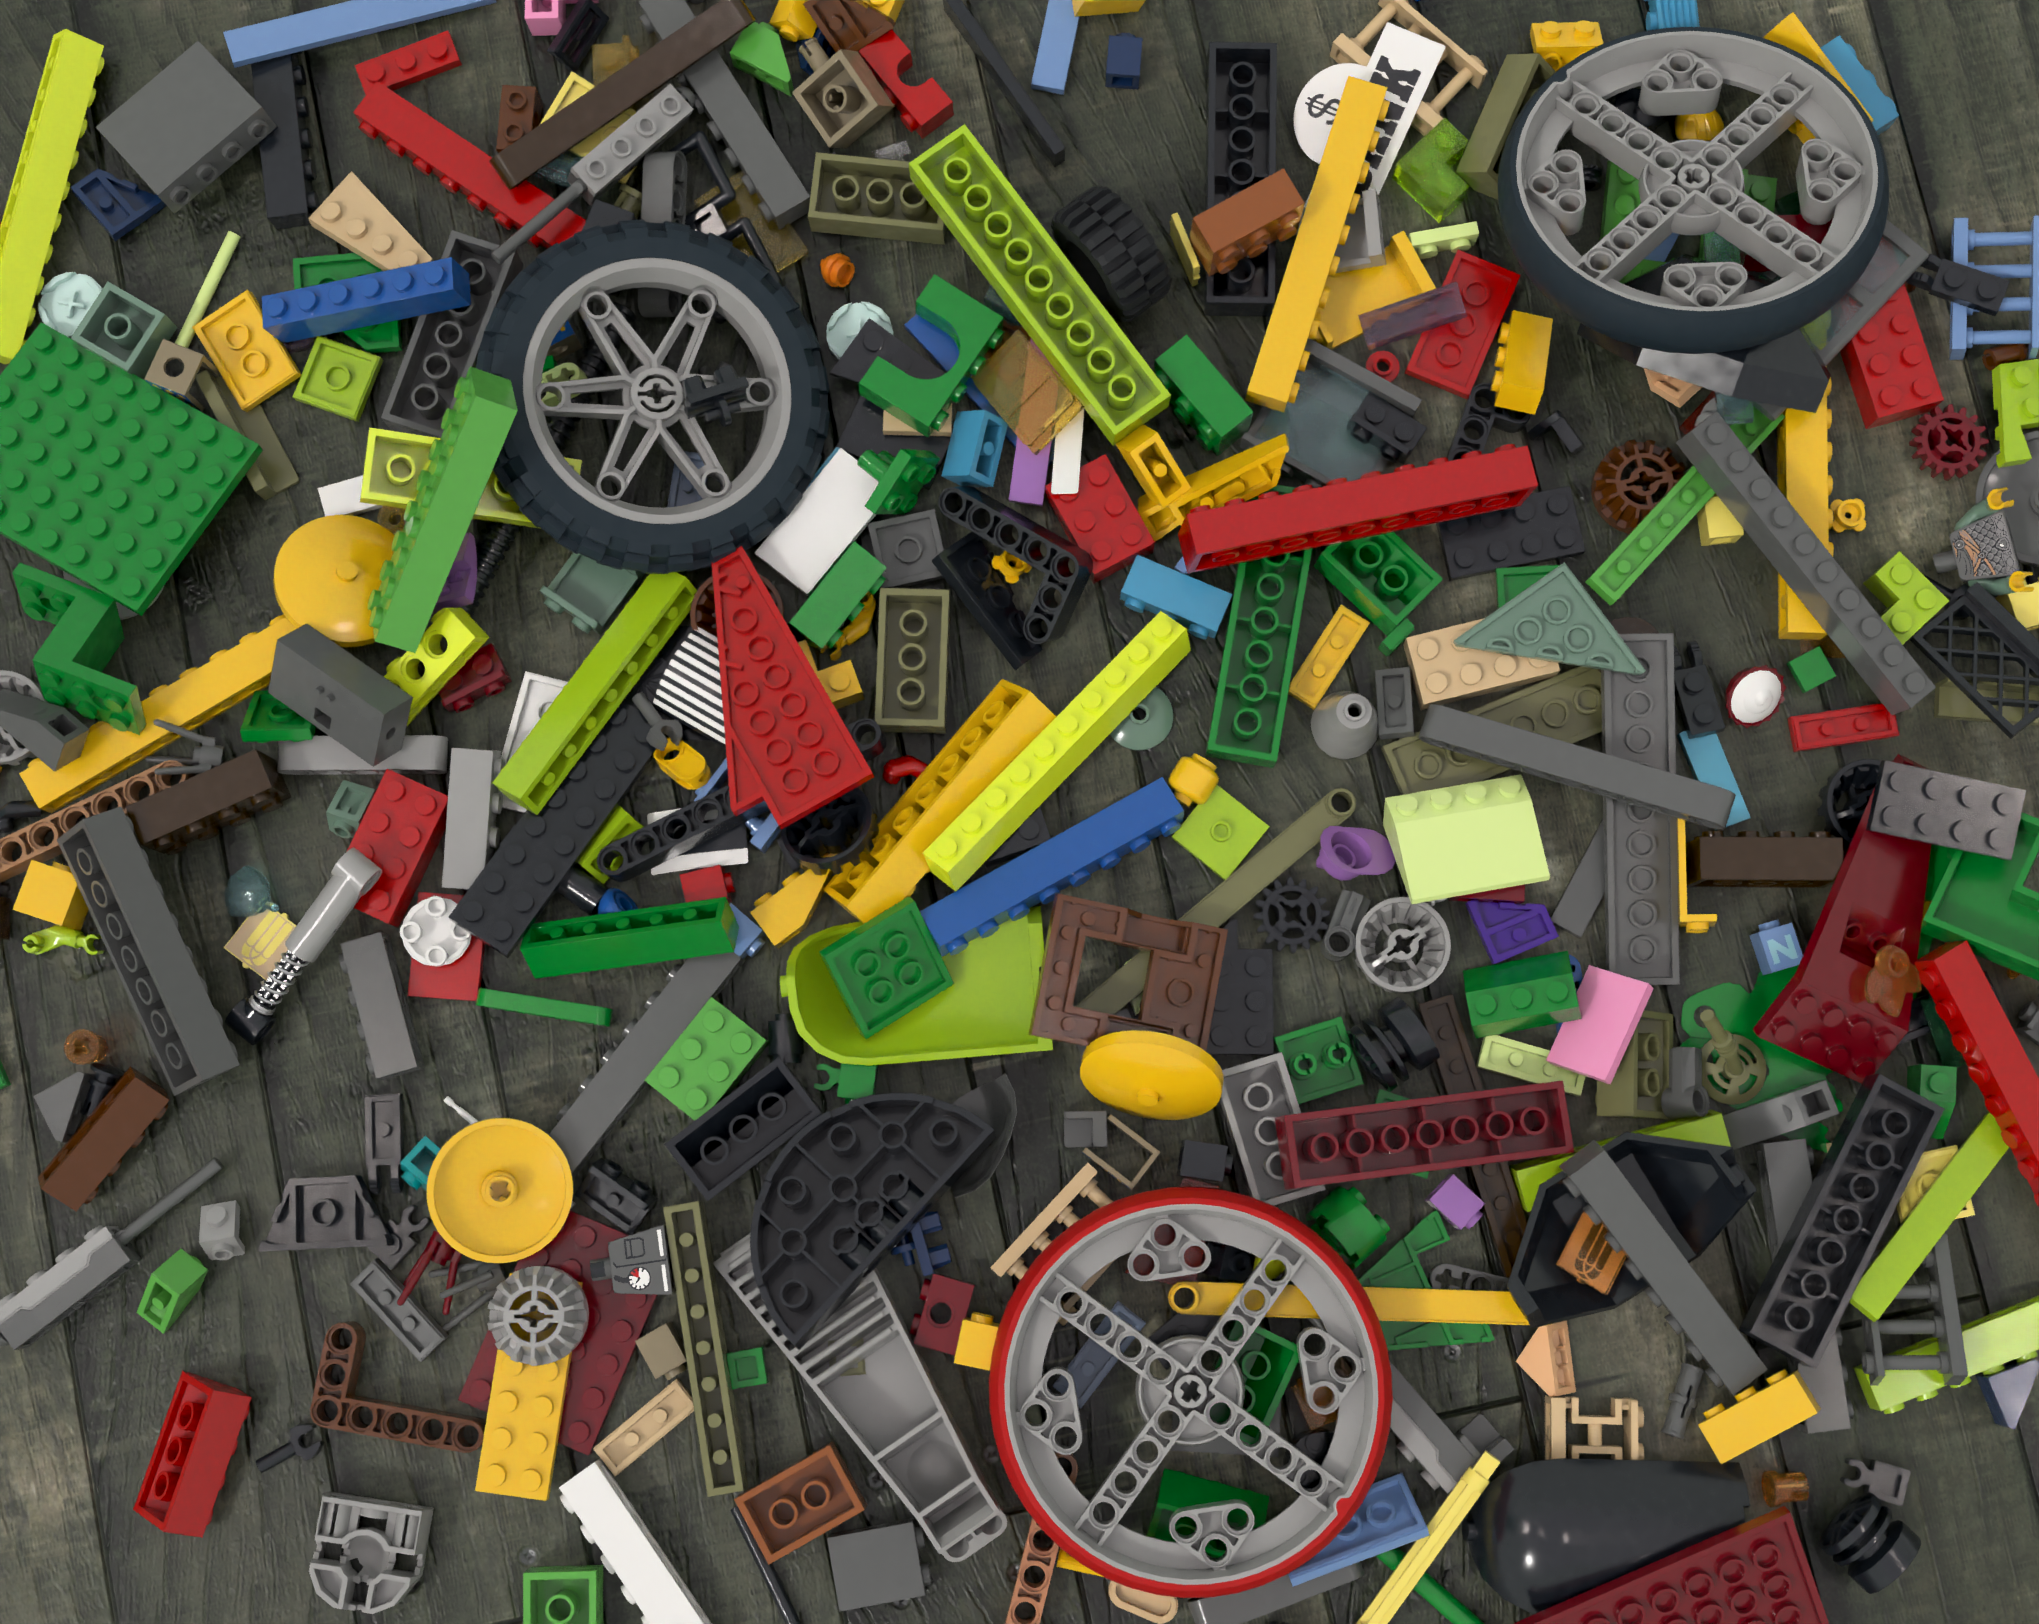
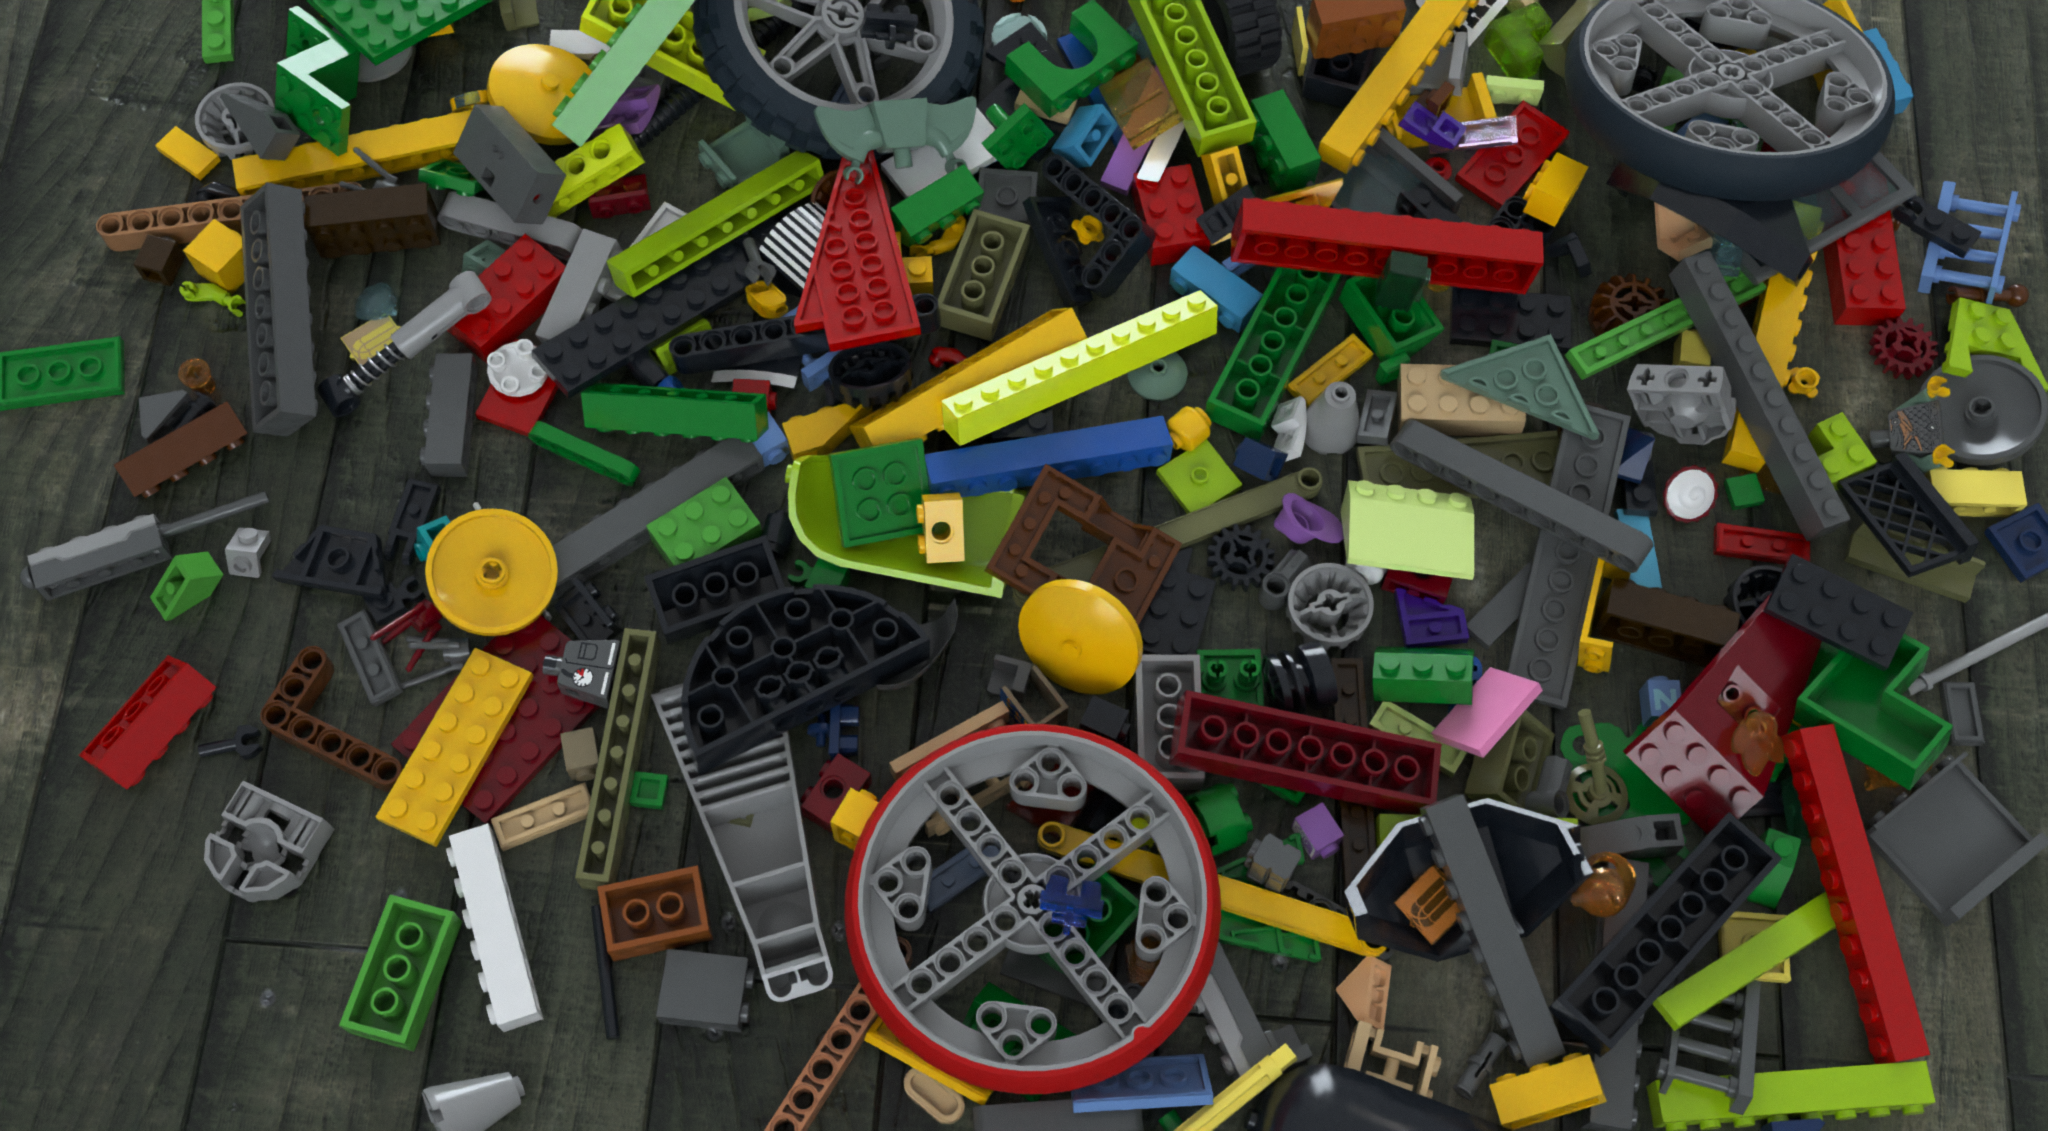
camera: 10 degrees right, 15 degrees down
(261, 617) = (467, 100): none -> piece
(571, 1315) = (497, 698): light grey gear -> none
(767, 522) = (897, 128): none -> sand green torso
(959, 971) = (944, 546): none -> yellow brick
(1168, 512) = (1221, 218): none -> black slope
(1251, 1388) = (1057, 900): none -> clear blue hips
(1281, 795) = (1259, 459): none -> dark blue brick
(1304, 741) = (1290, 425): none -> white slope
(1355, 287) = (1437, 100): none -> reddish brown bracket
(1365, 323) = (1440, 130): none -> dark purple slope
(1385, 547) = (1402, 281): none -> clear green brick
(1421, 1265) = (1271, 863): none -> dark grey brick
(1688, 667) = (1635, 455): none -> dark blue slope
(1726, 596) = (1682, 398): none -> light grey connector
(1775, 1198) = (1606, 889): none -> clear orange piece

